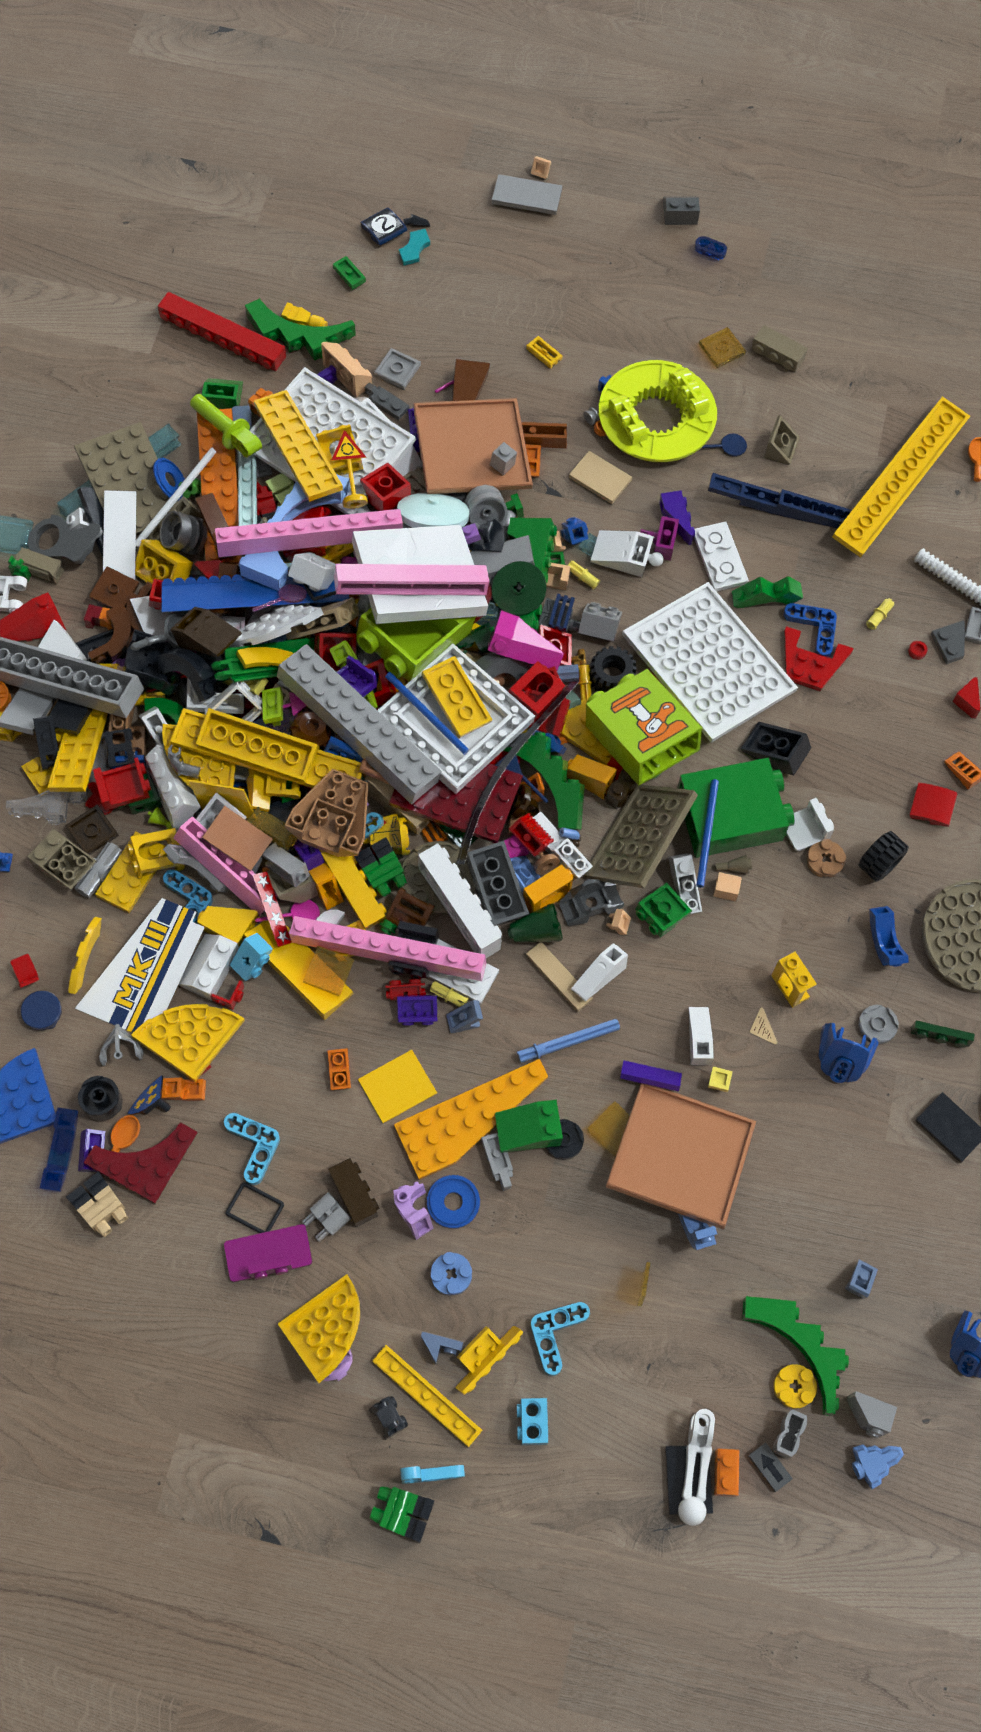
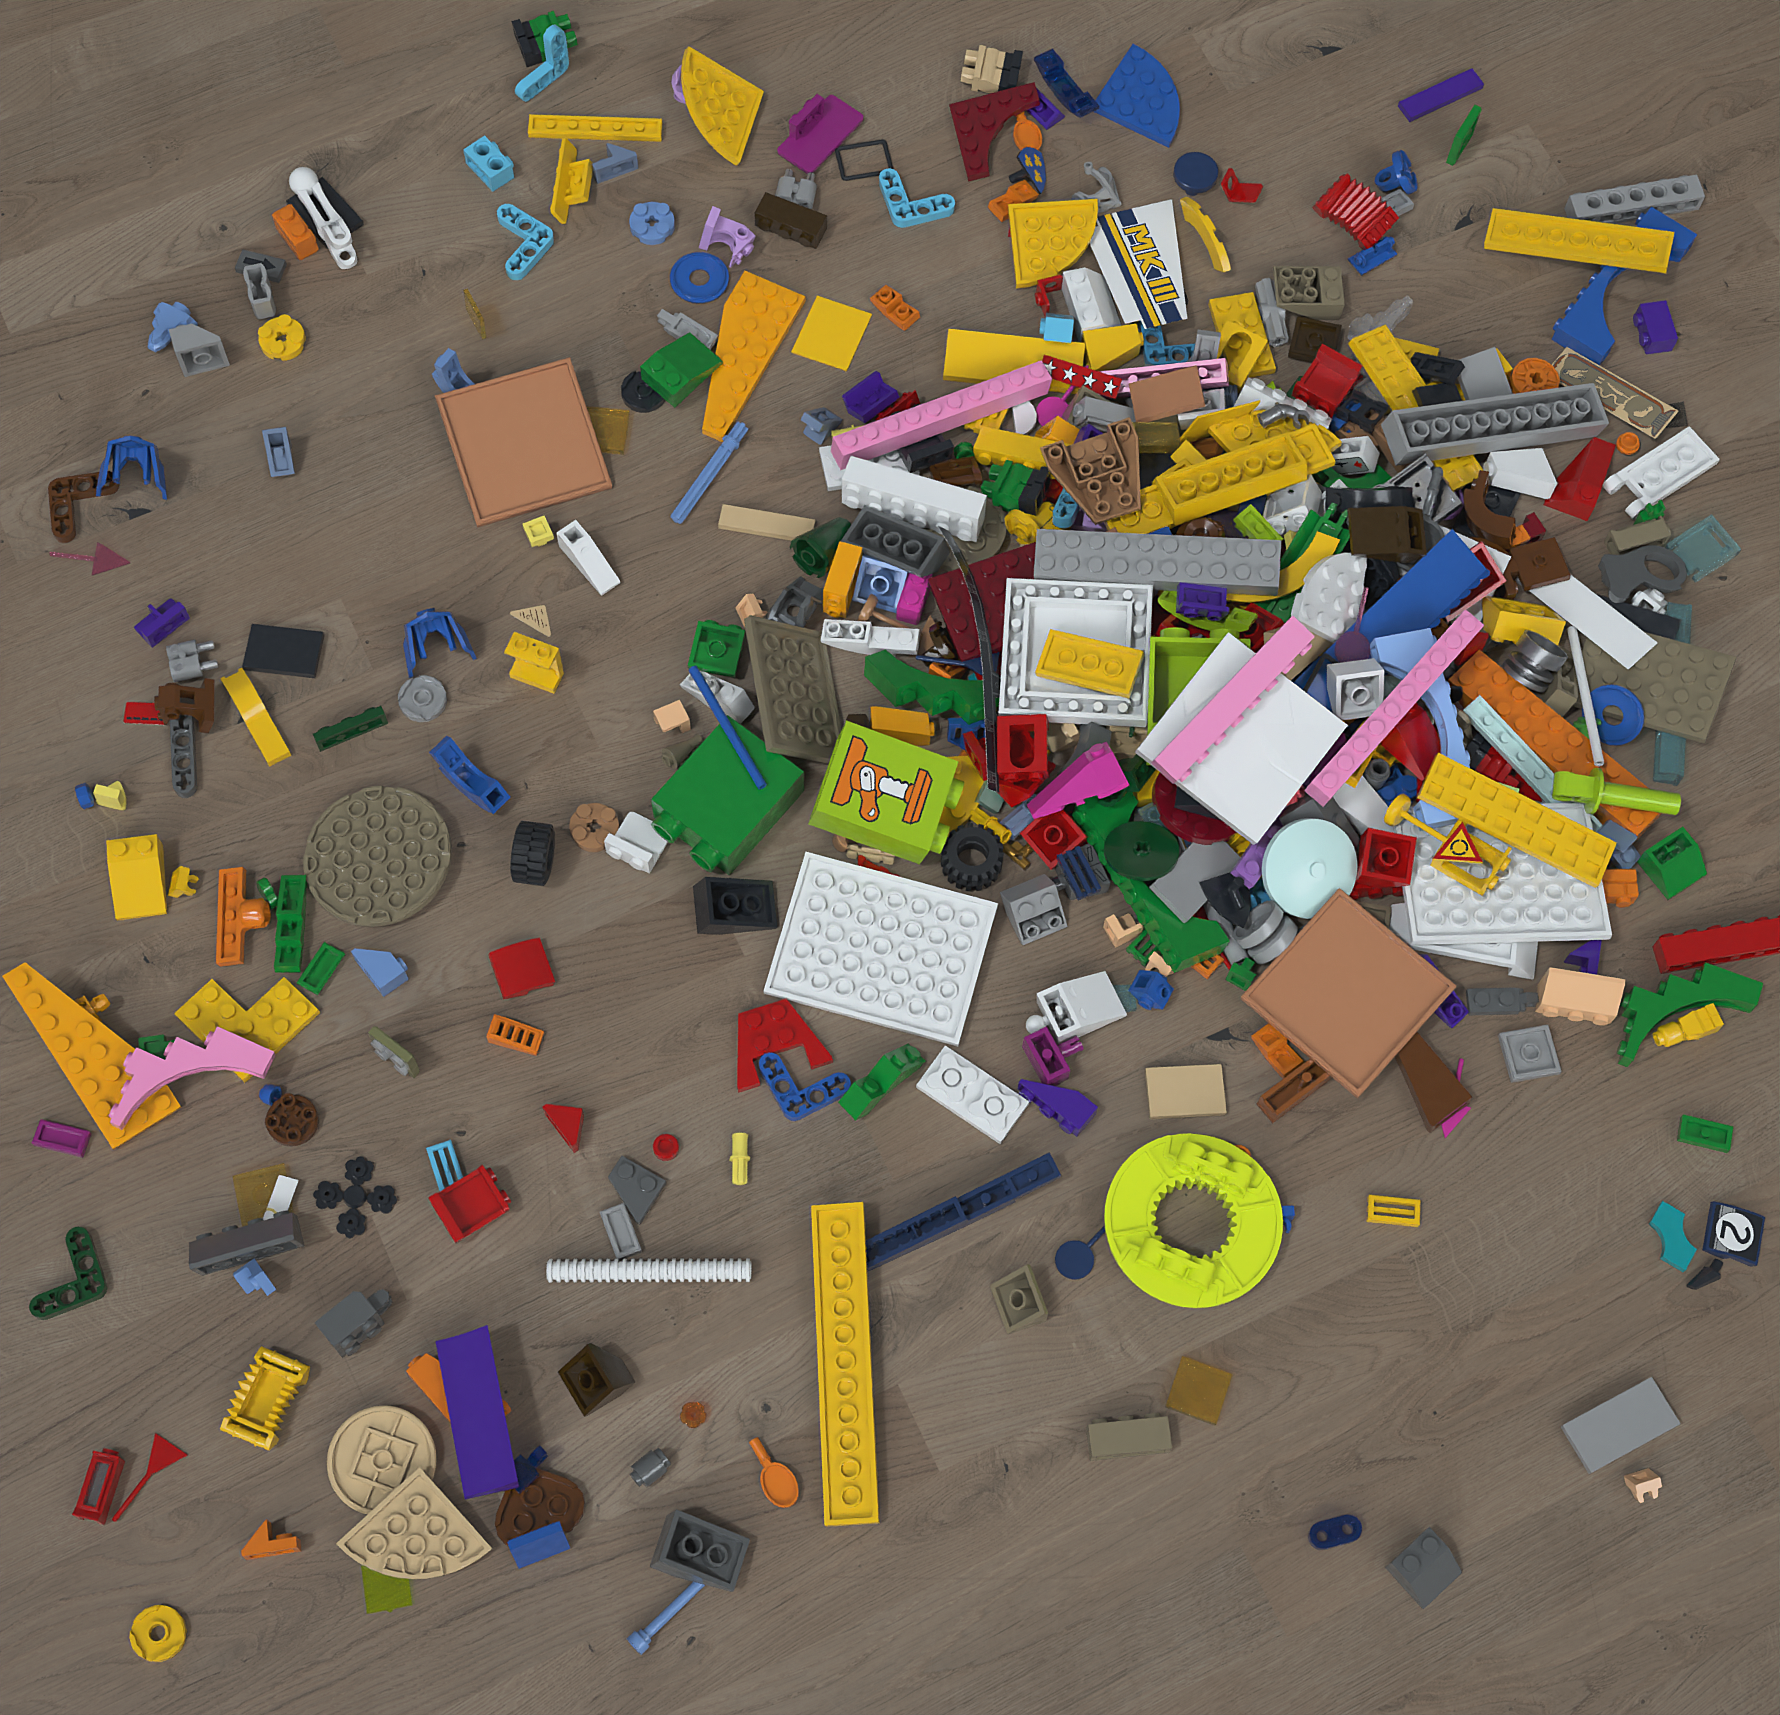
camera: 140 degrees right, 0 degrees up
(89, 1101) = (1072, 139): black brick -> none
(212, 516) = (1508, 677): reddish brown beam -> none
(328, 971) = (977, 364): clear yellow tile -> none
(389, 1417) = (614, 88): black piece -> none
(427, 713) = (1098, 622): blue piece -> none
(503, 458) = (1296, 989): light grey brick -> none
(531, 834) = (902, 611): red brick -> none
(573, 835) = (871, 648): medium blue arm -> none
(583, 575) = (1099, 951): light yellow axle -> none
(591, 416) = (1264, 1159): light grey bush -> none
(601, 972) = (727, 544): white slope -> none
(651, 1075) = (606, 494): dark purple tile -> none
(824, 1361) = (331, 377): green arch -> none

